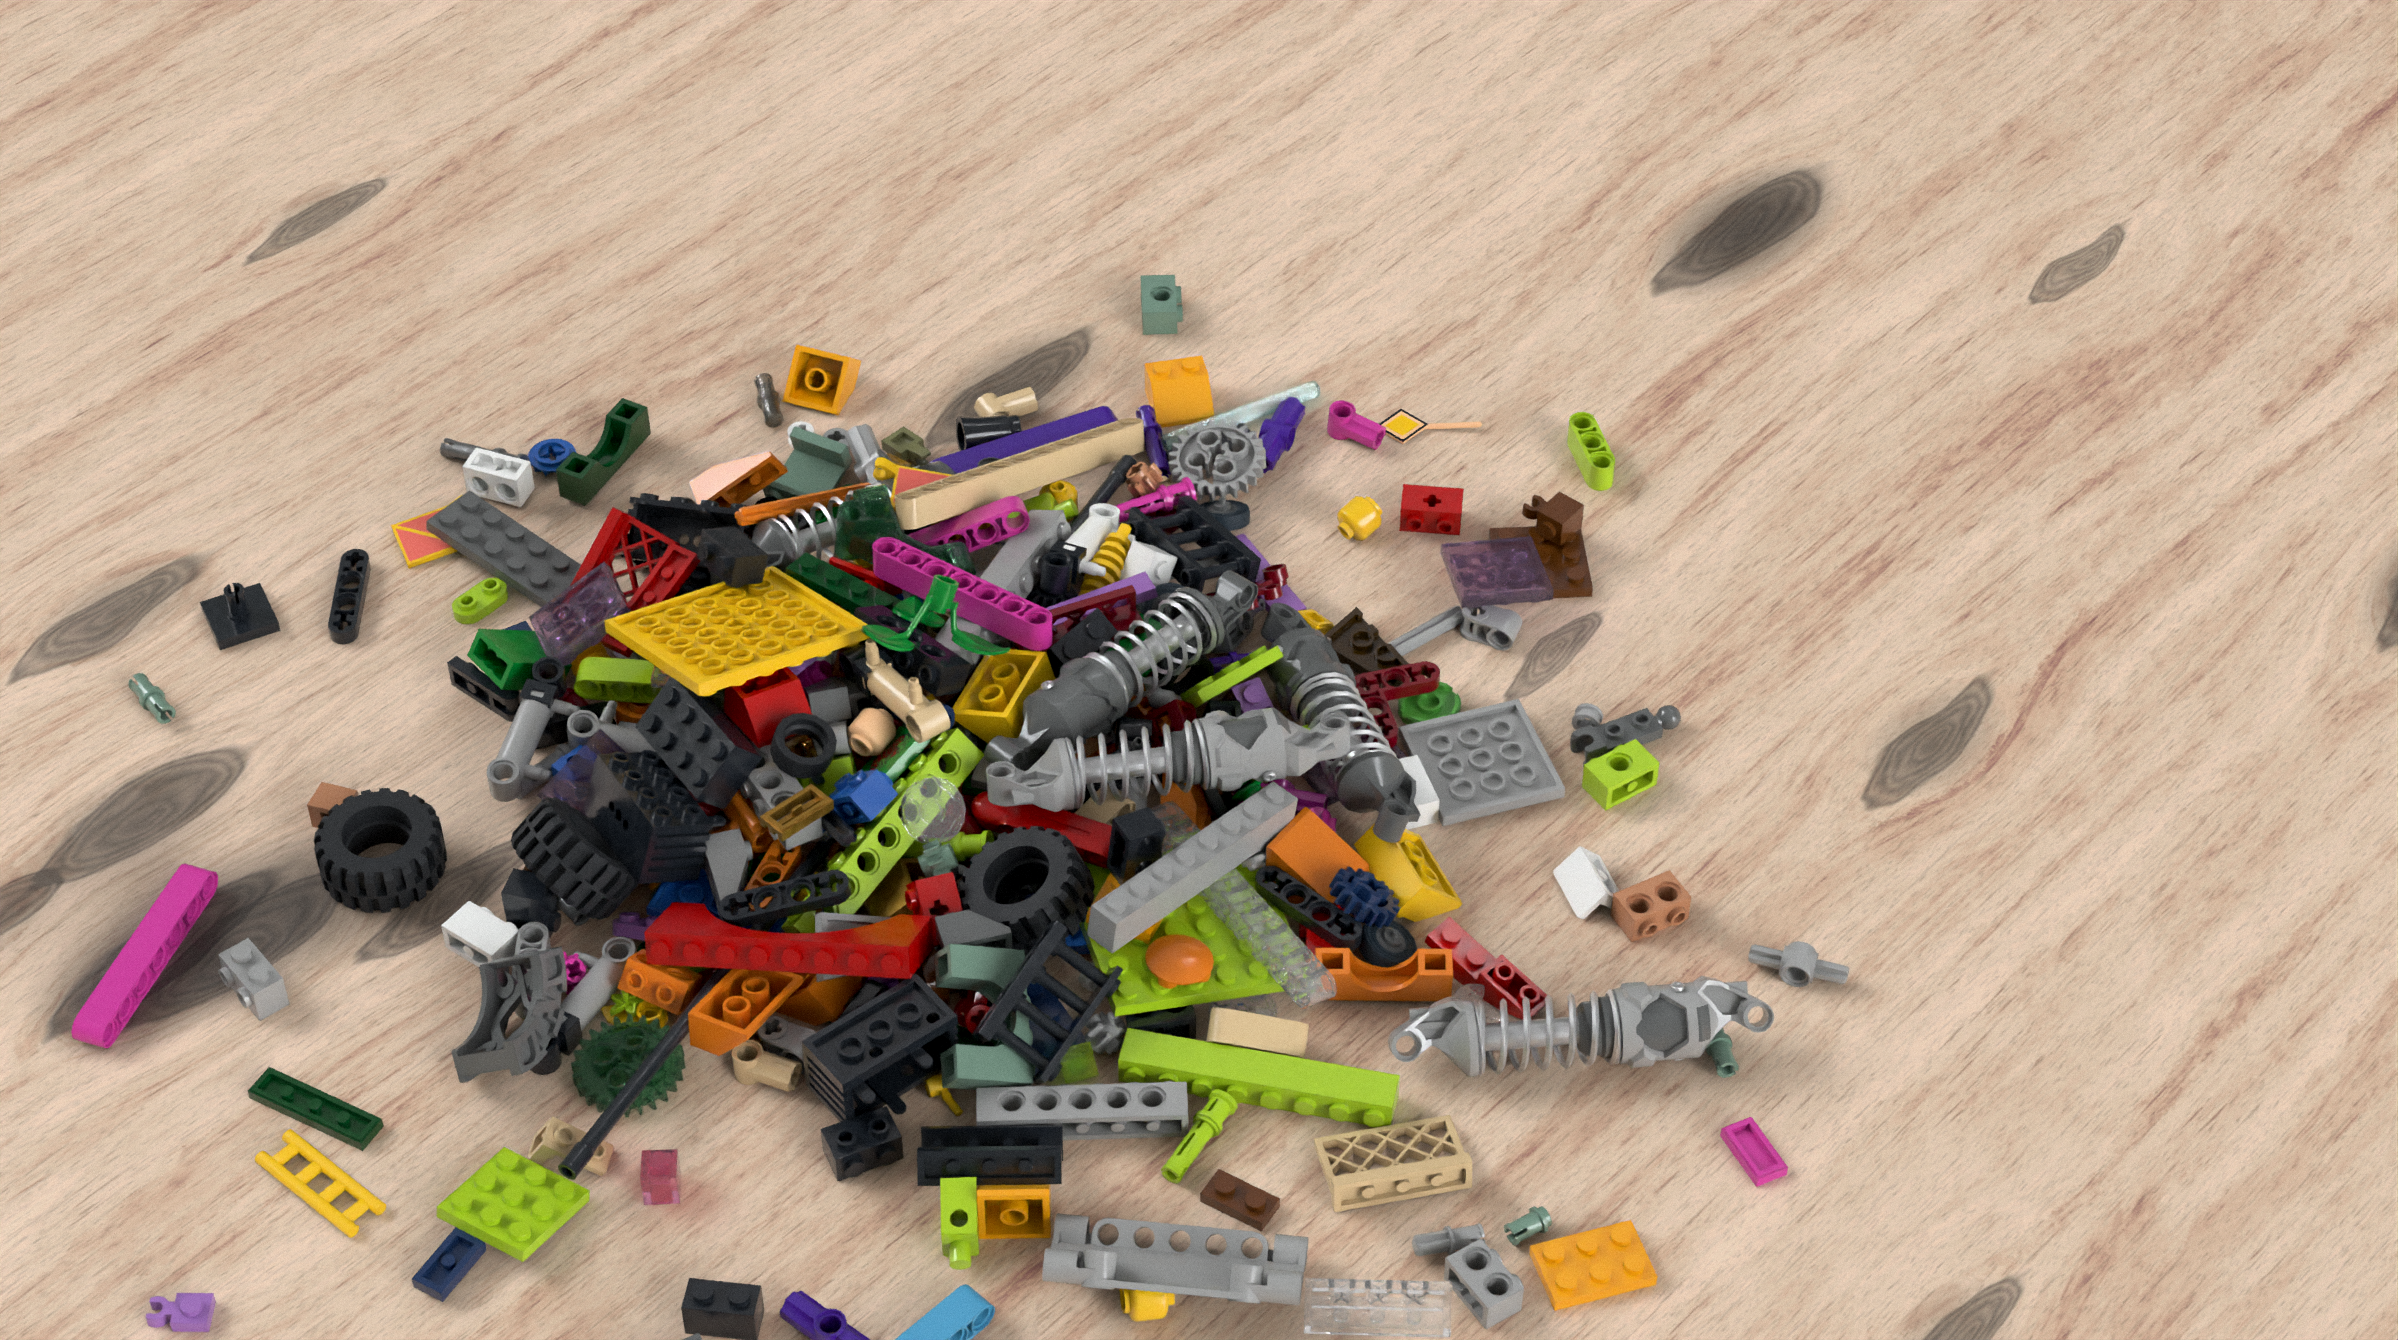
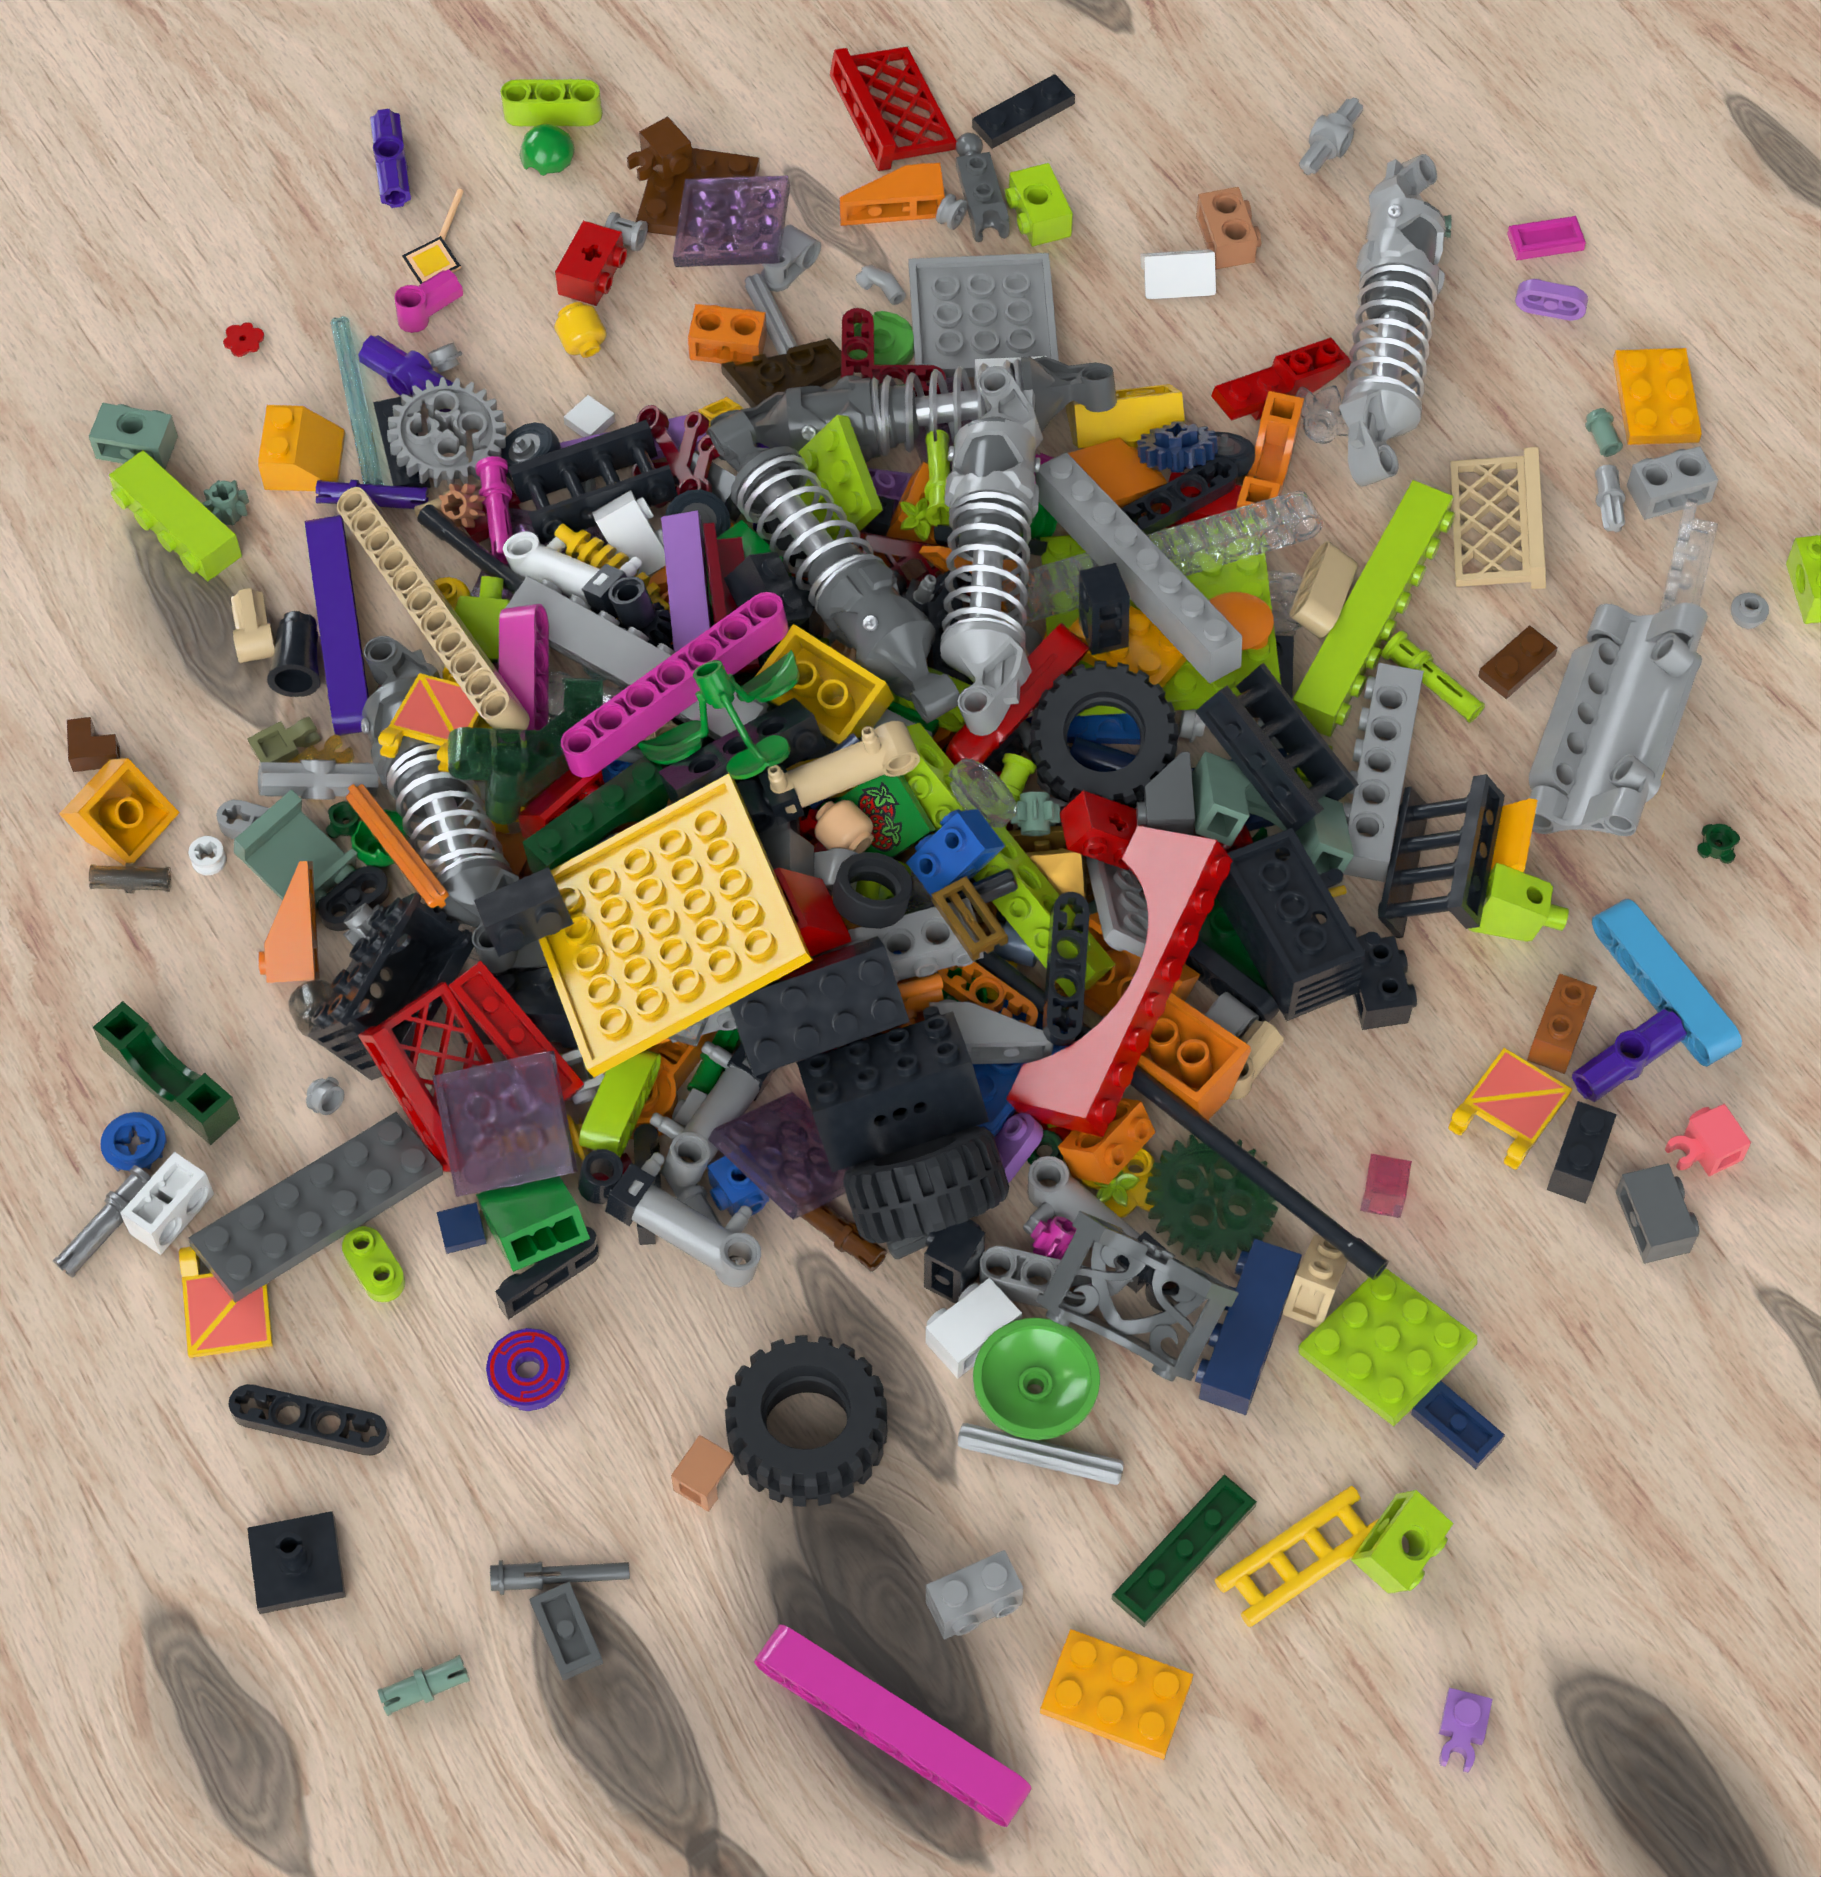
camera: 75 degrees left, 15 degrees up
(188, 1087) = (1116, 1694): none -> light orange plate
(201, 762) = (566, 1631): none -> dark grey plate
(239, 722) = (513, 1575): none -> dark grey pin
(314, 1225) = (1382, 1550): none -> lime brick
(384, 1004) = (1040, 1453): none -> light grey axle
(404, 687) = (523, 1347): none -> dark purple tile
(435, 976) = (1043, 1355): none -> bright green dish
(508, 1107) = (1248, 1328): none -> dark blue brick
(770, 1260) = (1515, 1100): none -> flag
(850, 1277) = (1561, 1023): none -> dark orange brick
(875, 352) = (86, 749): none -> reddish brown piece
(1093, 343) = (175, 516): none -> lime brick
(1115, 365) = (226, 501): none -> sand green gear
(1278, 547) = (589, 417): none -> white tile
(1279, 341) = (243, 339): none -> red plant
(1302, 450) = (444, 357): none -> light grey plate
(1390, 604) = (726, 334): none -> orange brick
(1482, 518) = (632, 232): none -> light grey bush
(1488, 373) = (390, 158): none -> dark purple piece
(1495, 690) = (885, 280): none -> light grey arm
(1543, 461) = (546, 149): none -> green hair
(1588, 678) = (898, 196): none -> orange slope
(1670, 1148) = (1551, 299): none -> medium lavender plate
(1682, 636) = (863, 107): none -> red fence
(1731, 749) = (1023, 111): none -> black plate

